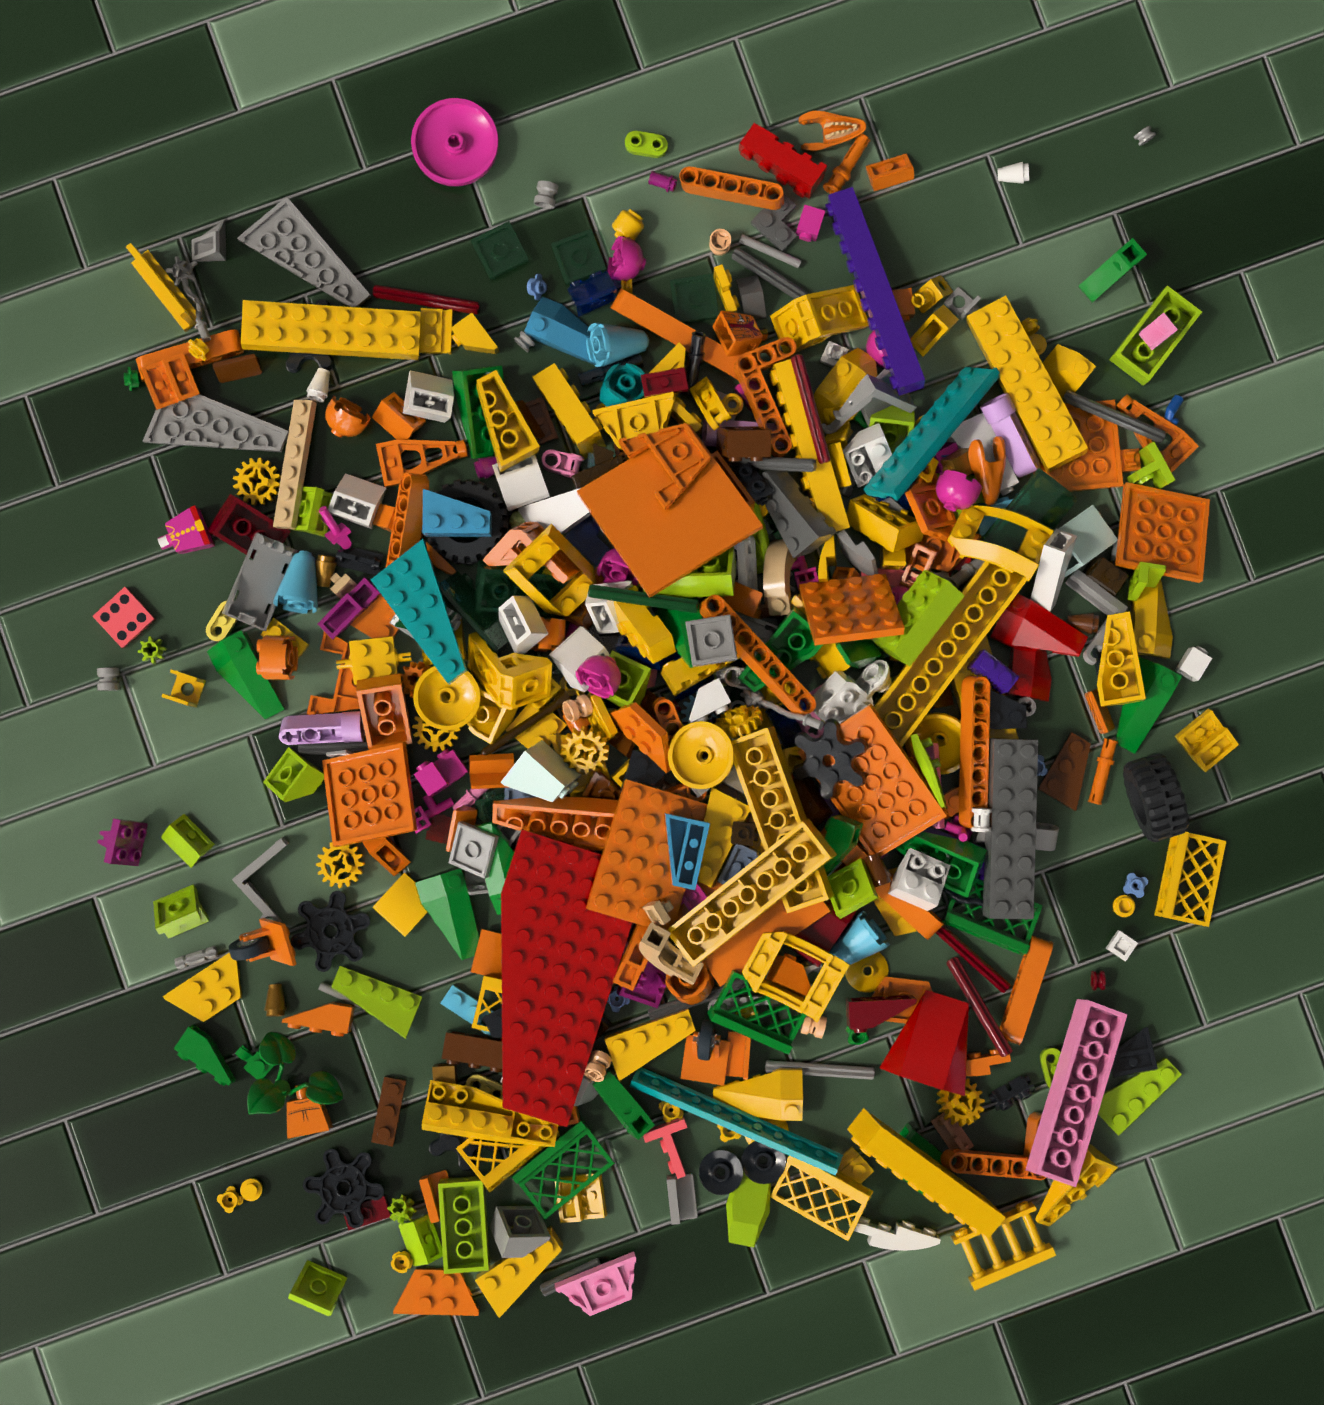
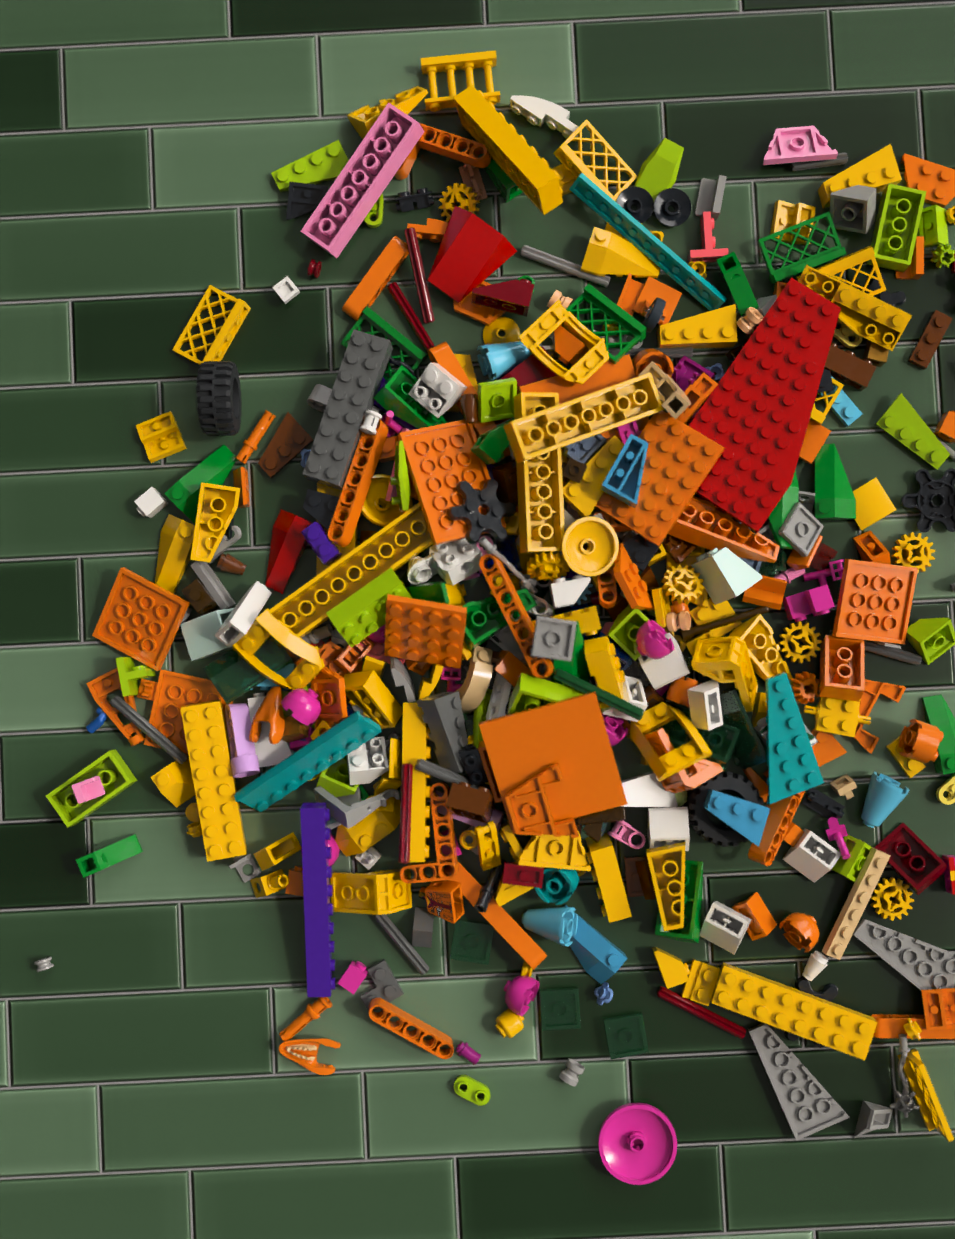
camera: 160 degrees left, 0 degrees up
(237, 368) = (880, 1002): reddish brown slope -> none
(258, 582) = (915, 811): light grey piece -> none
(322, 728) = (898, 671): lavender beam -> none
(325, 569) = (855, 805): pearl gold cone -> none
(349, 608) = (846, 765): magenta slope -> none
(392, 463) = (771, 878): orange plate -> none
(446, 713) = (792, 652): yellow dish -> none
(484, 467) = (694, 852): magenta cone -> none
(524, 341) = (628, 949): light grey bush -> none
(585, 539) = (627, 762): clear blue plate -> none
(592, 293) = (558, 974): clear blue slope -> none
(599, 373) = (574, 901): black pin -> none
(658, 911) = (665, 426): tan tile -> none
(723, 239) = (435, 988): light nougat wheel -> none
(723, 283) = (443, 946): yellow plate -> none
(770, 251) = (394, 963): light grey bar -> none
(782, 161) = (360, 1038): red wedge -> none
(890, 172) = (270, 1000): orange slope -> none
(1014, 173) = (165, 966): white cone -> none
(1031, 705) = (297, 507): white bush -> none
(1032, 626) = (271, 570): red wedge -> none
(1124, 906) = (273, 322): yellow plate -> none
(1131, 880) = (259, 341): medium blue plate -> none
(1144, 576) = (169, 585): lime panel -> none

